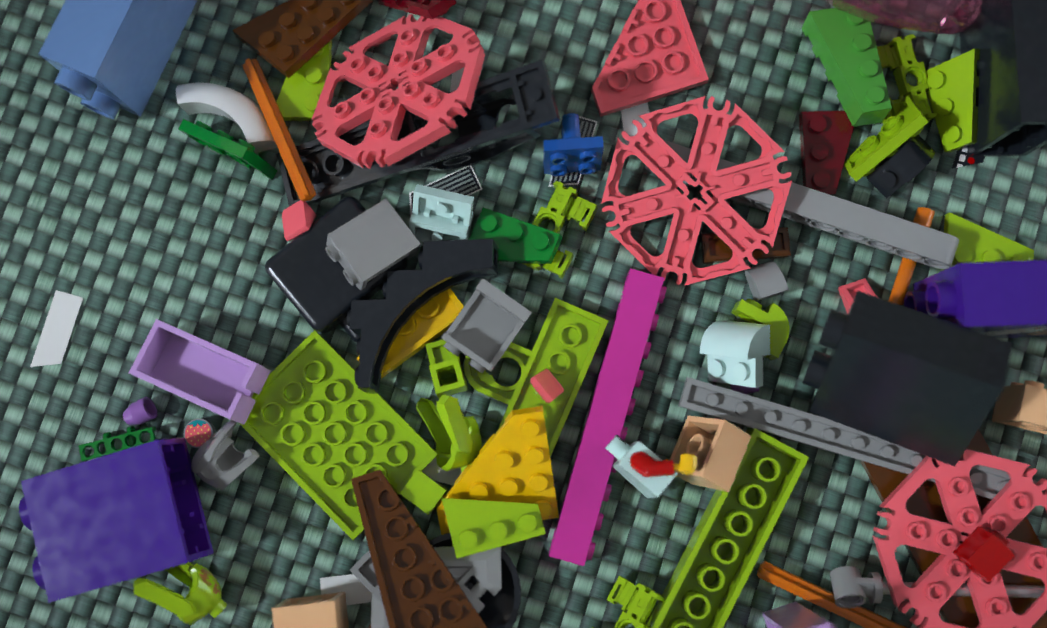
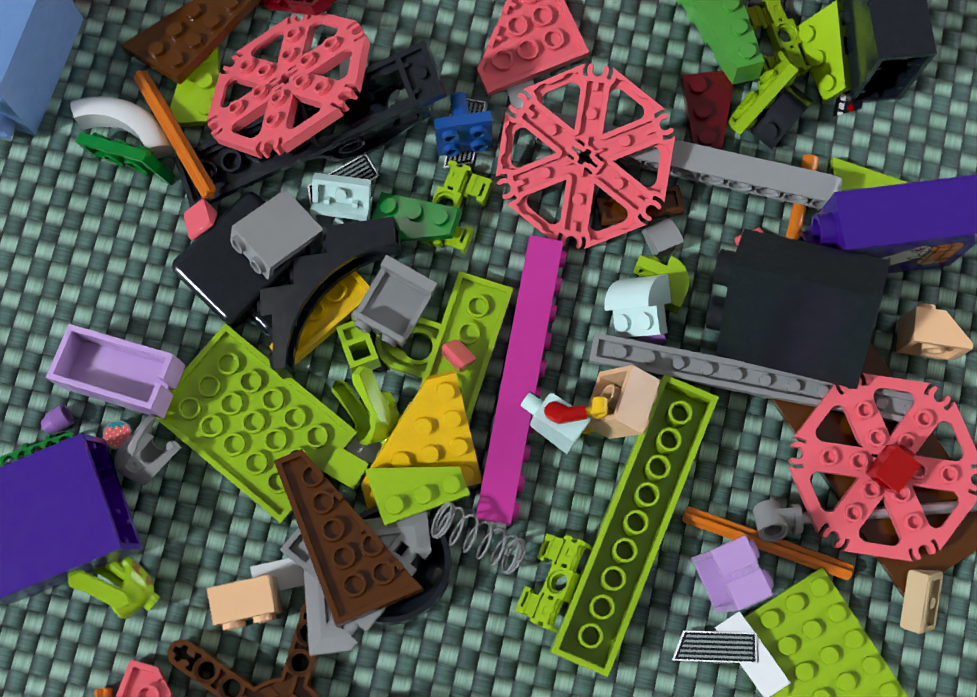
camera: 10 degrees left, 5 degrees down
(506, 570) = (437, 534): none -> light grey piece

